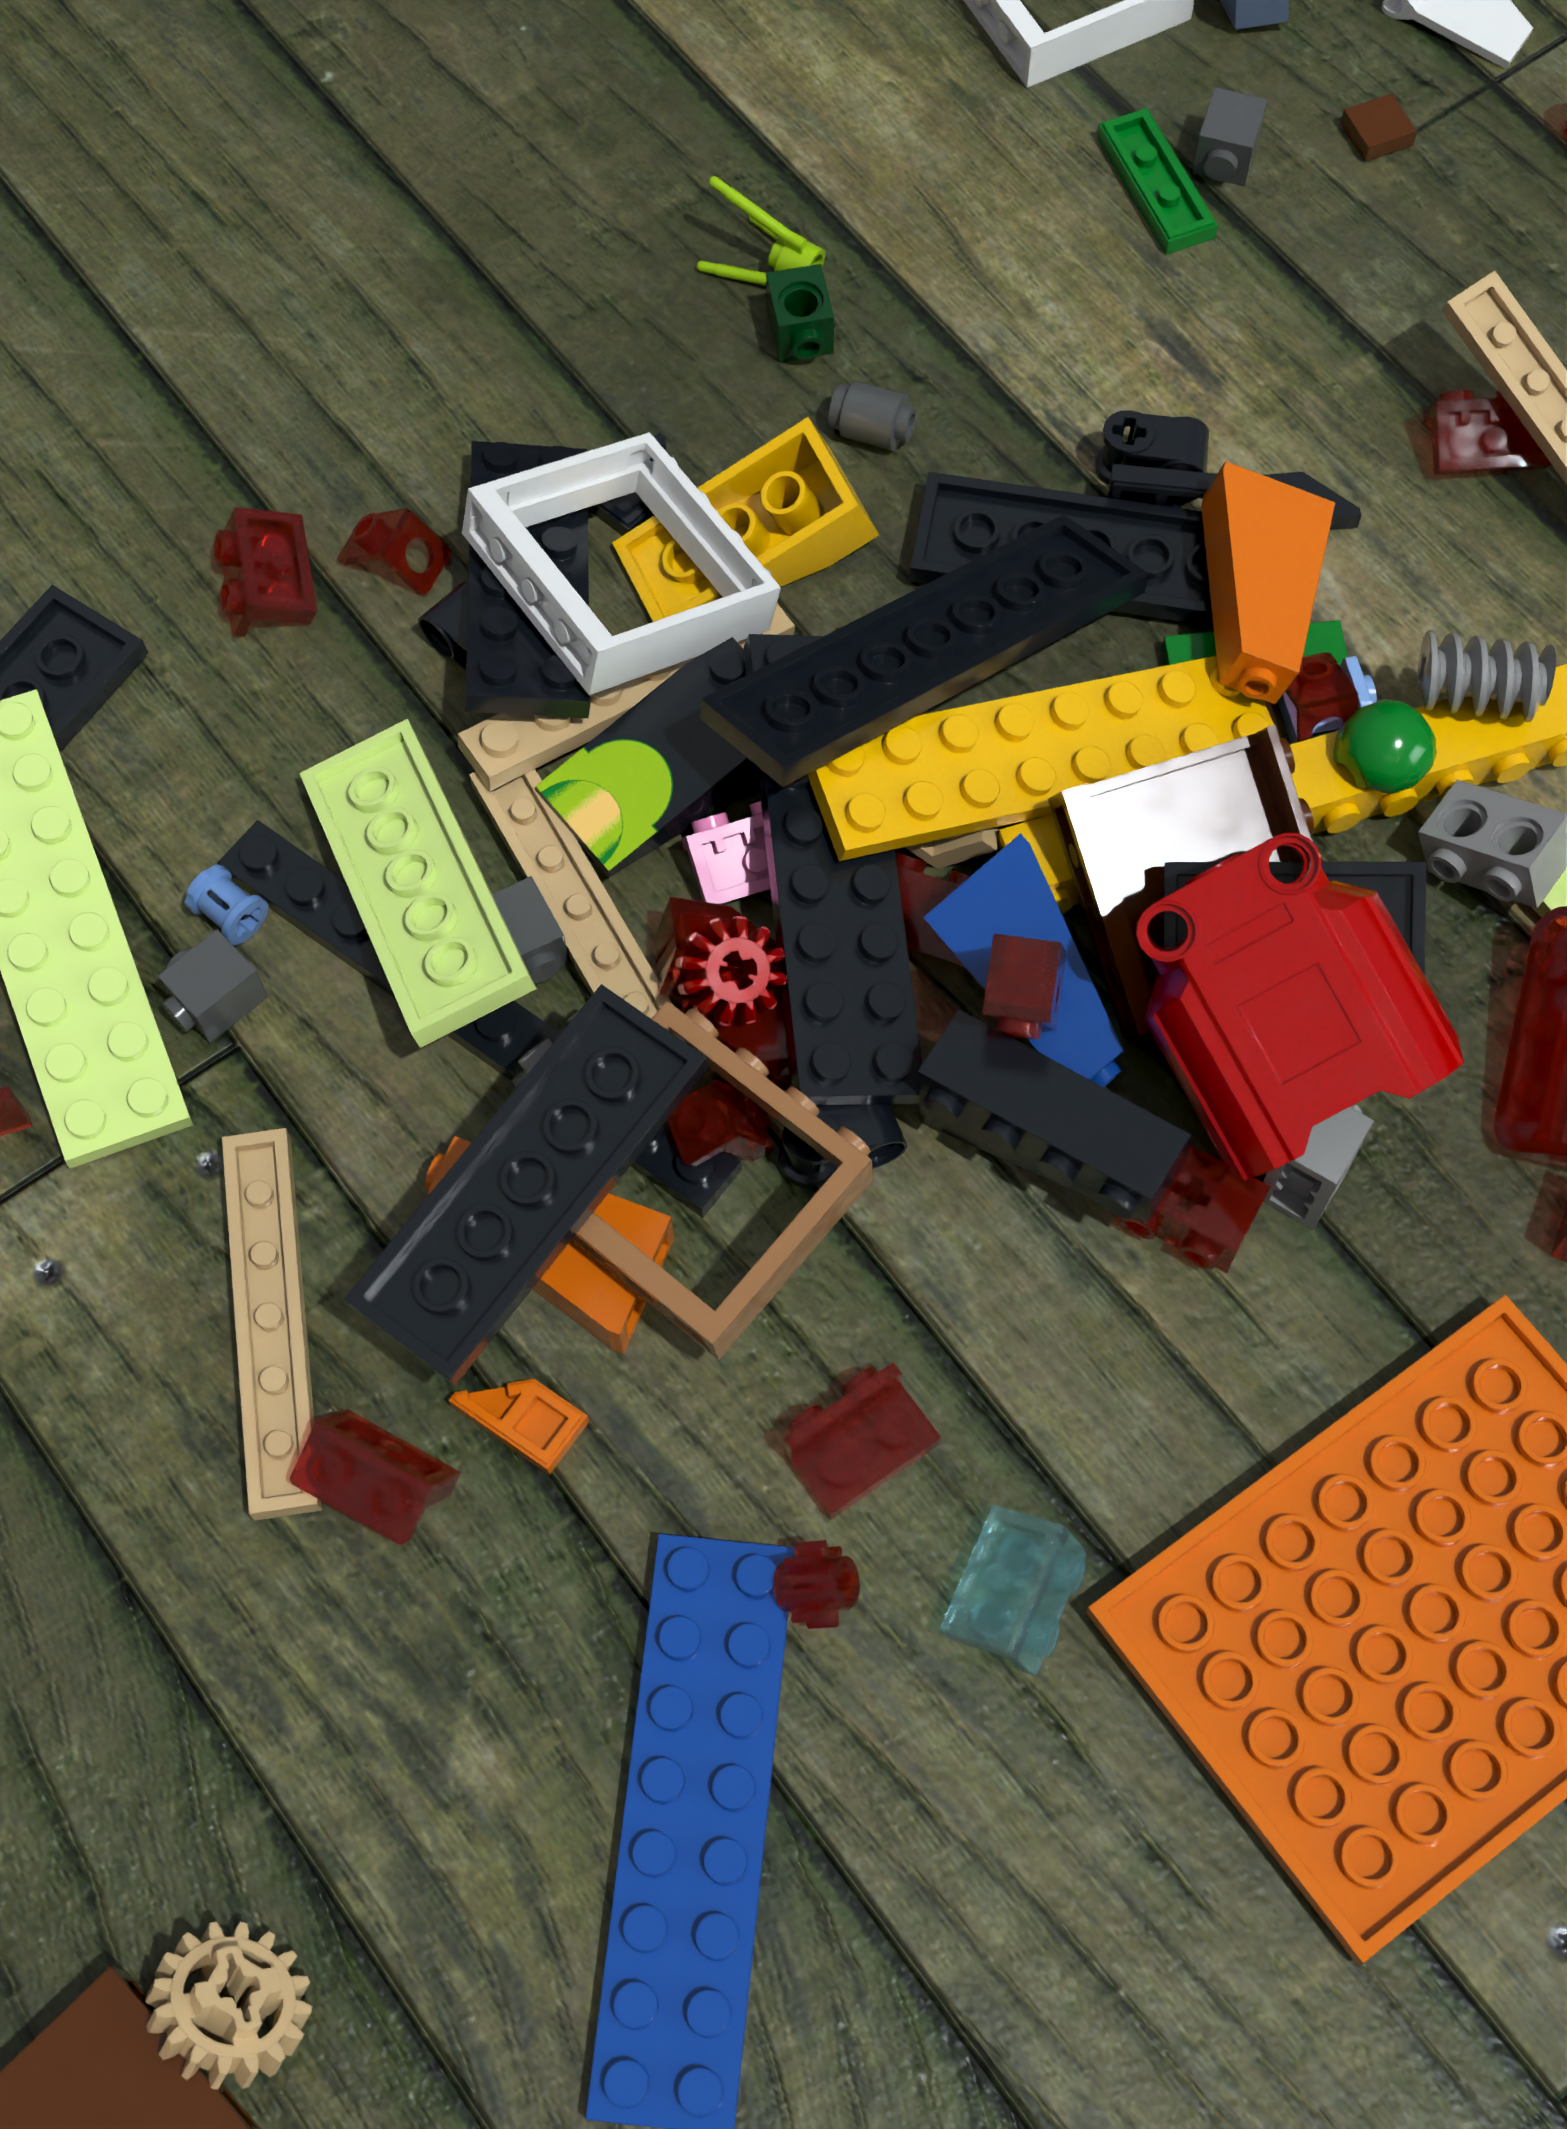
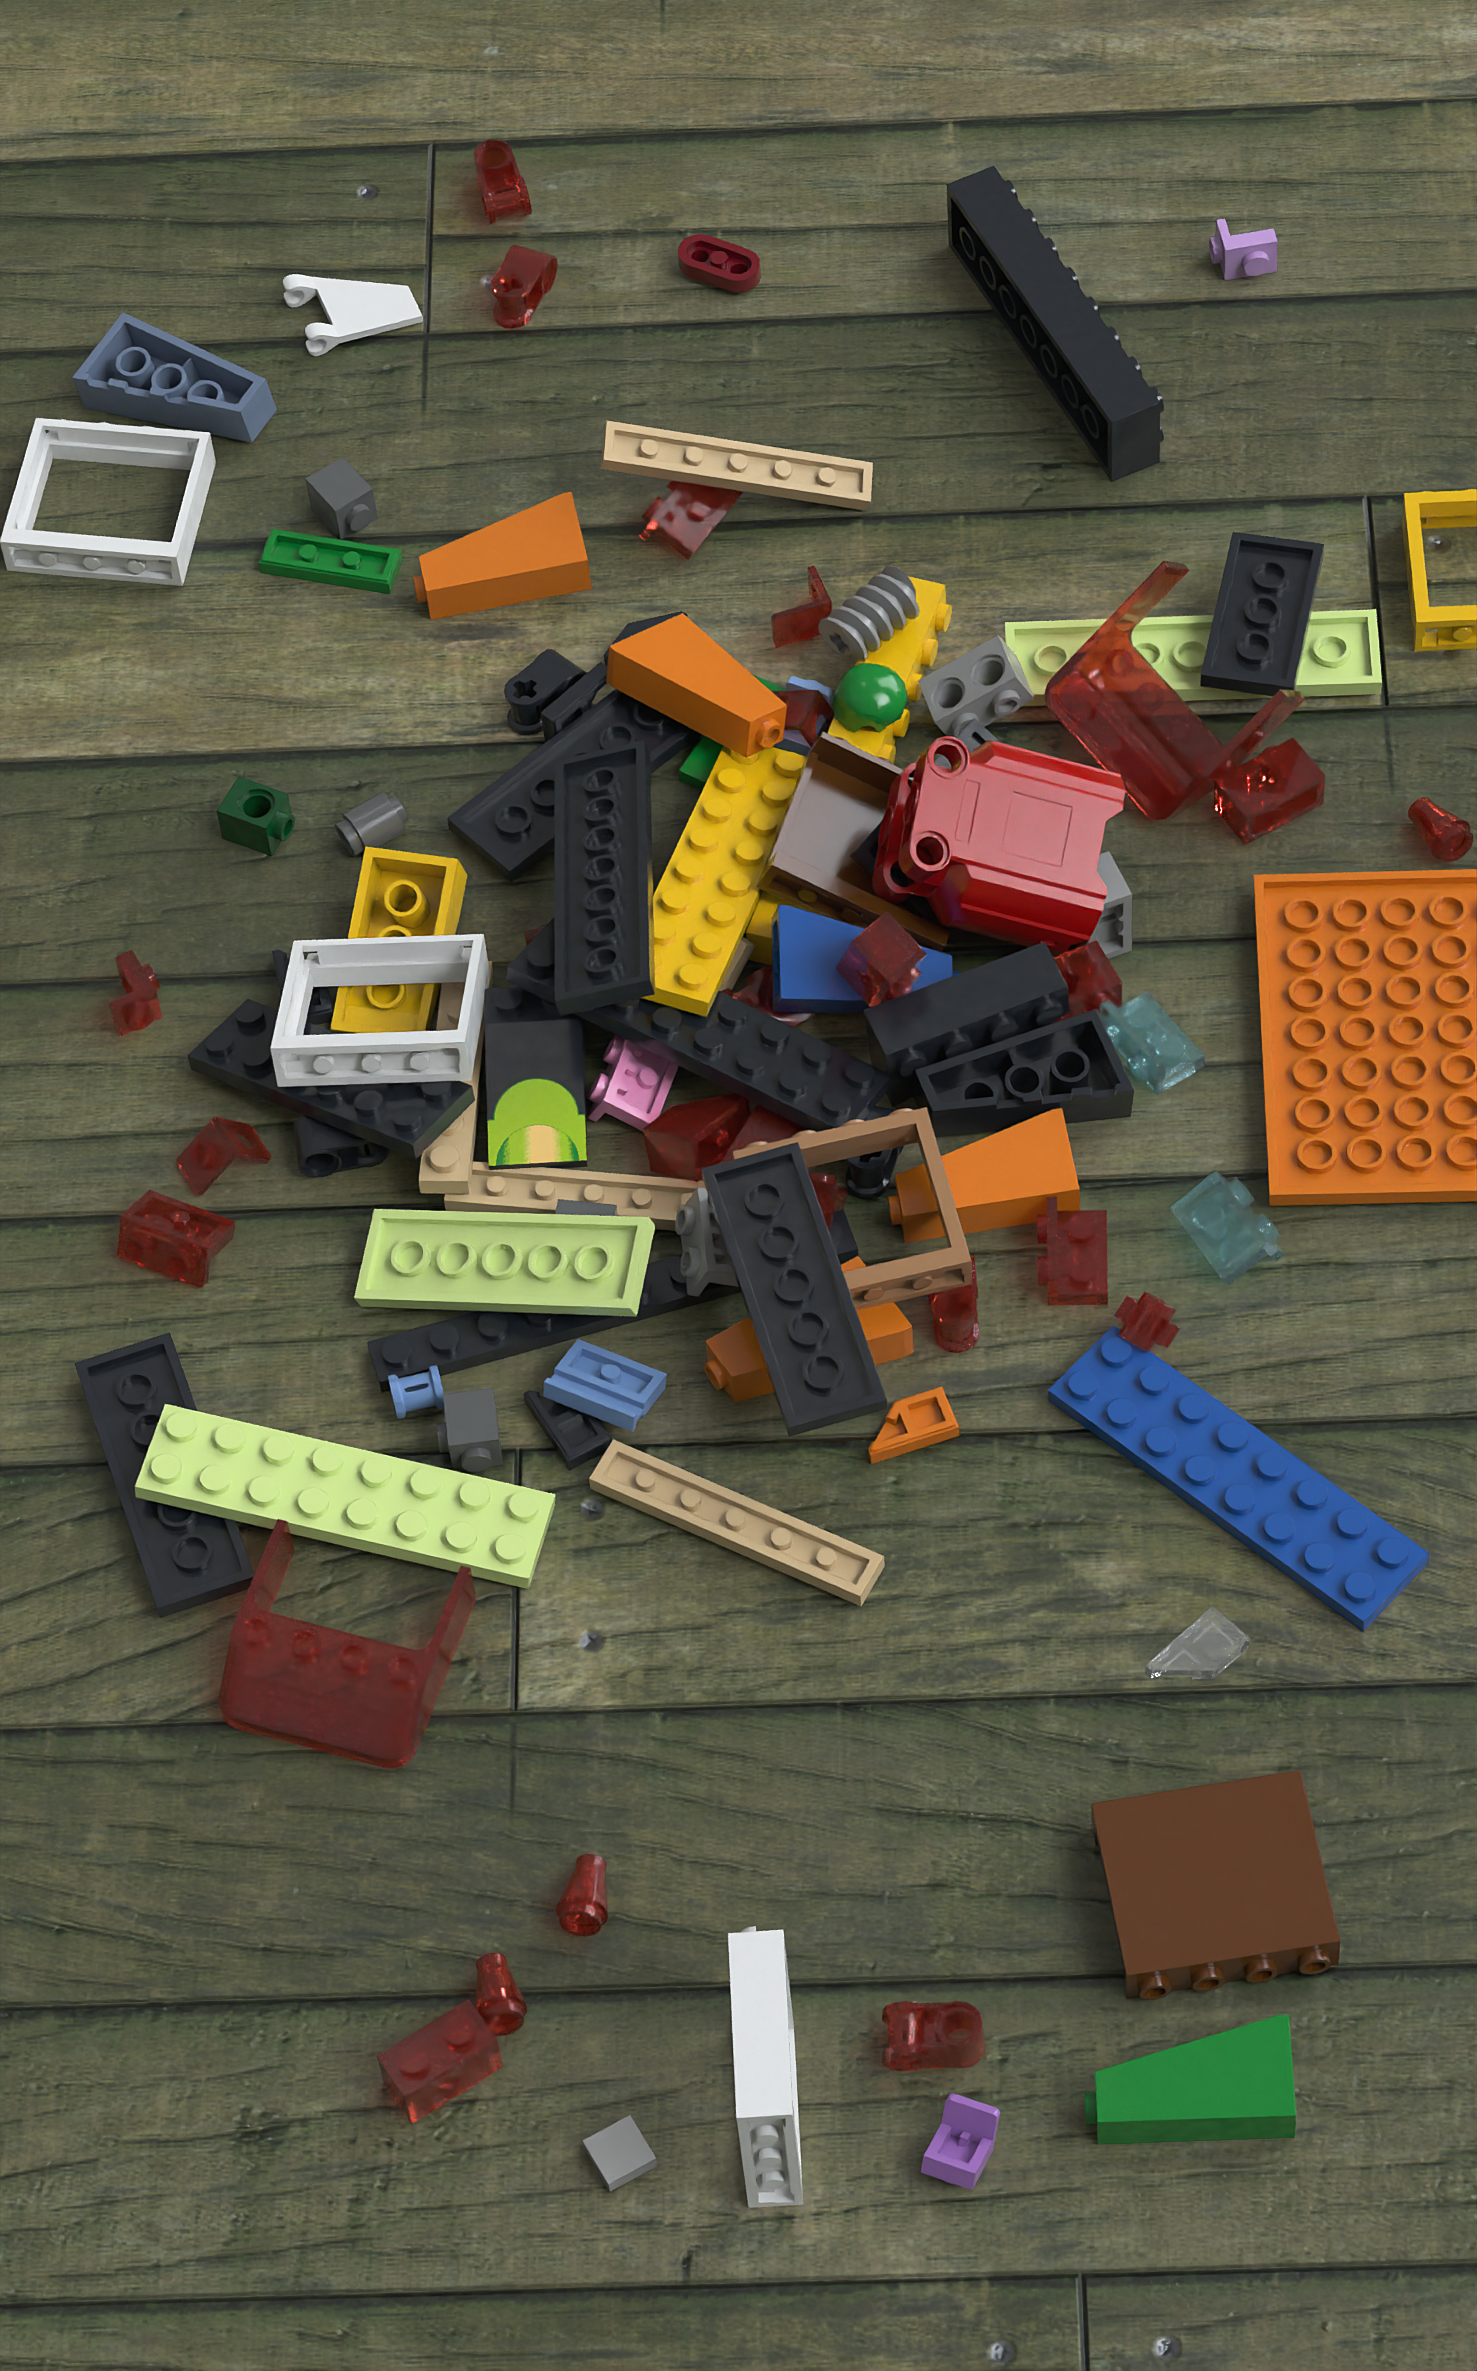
camera: 50 degrees left, 10 degrees down
(223, 2012) = (1160, 1758): tan gear -> none
(289, 1077) = (572, 1432): none -> black tile
(351, 1075) = (605, 1385): none -> medium blue plate
(371, 1475) = (892, 1516): clear red bracket -> none
(433, 1943) = (1201, 1649): none -> clear tile
(520, 359) = (141, 1003): none -> clear red bracket
(705, 1371) = (956, 1316): none -> clear red piece
(735, 946) = (731, 1115): red gear -> none
(787, 252) = (203, 794): lime plant -> none
(895, 1297) = (993, 1181): none -> orange slope
(1041, 1242) = (1024, 1076): none -> black wedge
(1203, 1333) = (1151, 1042): none -> clear light blue bracket
(1283, 321) = (507, 562): none -> orange slope
(1378, 127) = (405, 417): reddish brown tile -> none
(1427, 613) = (802, 621): none -> clear red bracket

